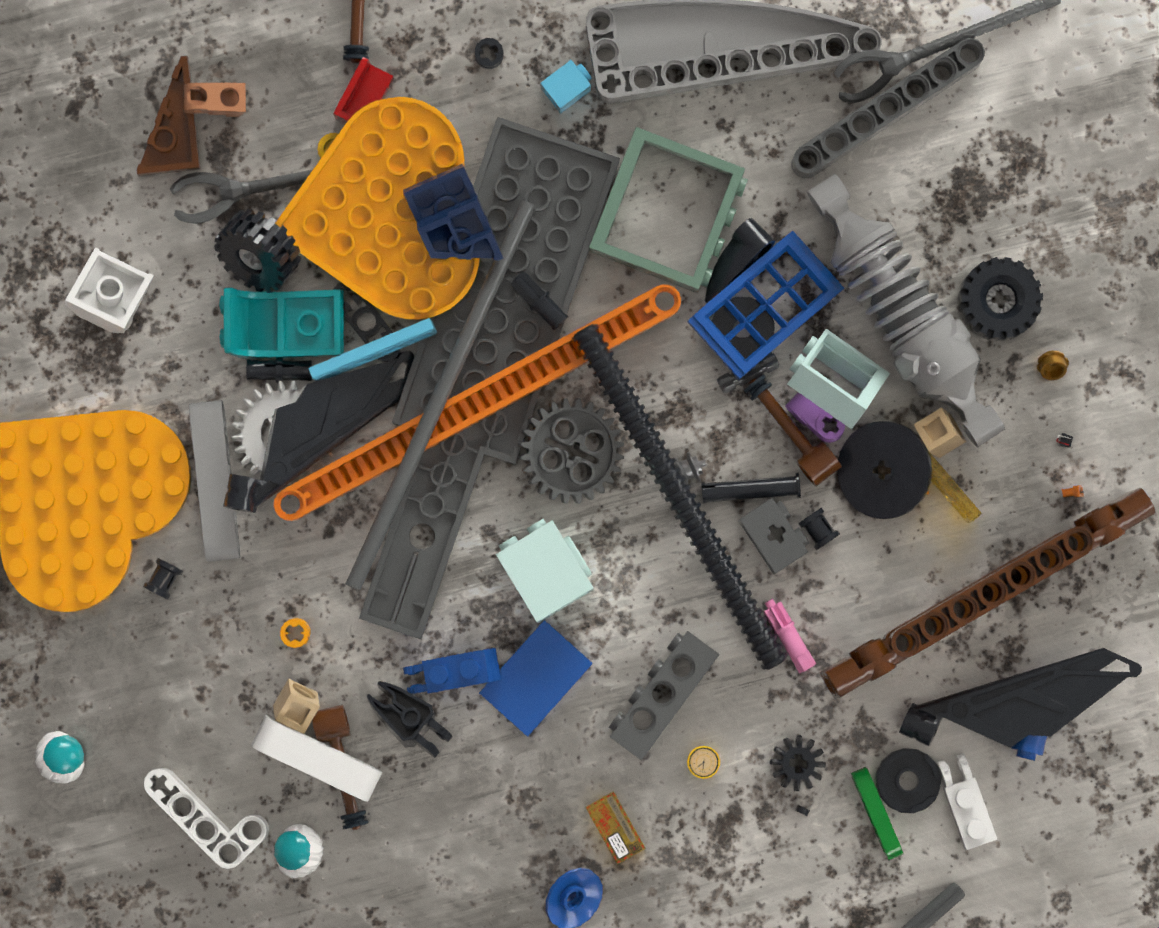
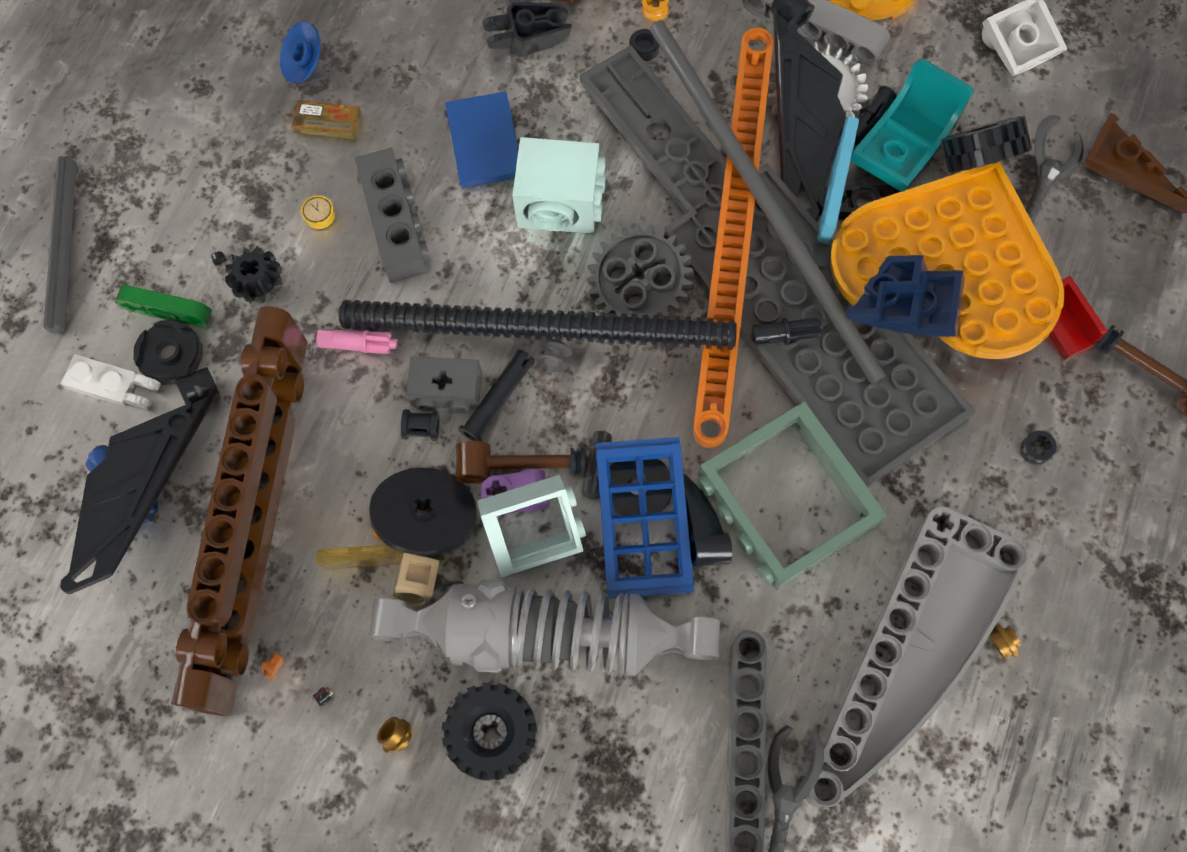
camera: 130 degrees right, 15 degrees down
(215, 98) = (1141, 203): nougat leg -> none
(343, 612) = (644, 44): none -> black tile
(456, 671) = (533, 81): blue hinge -> none
(566, 85) = (965, 487): medium azure brick -> none

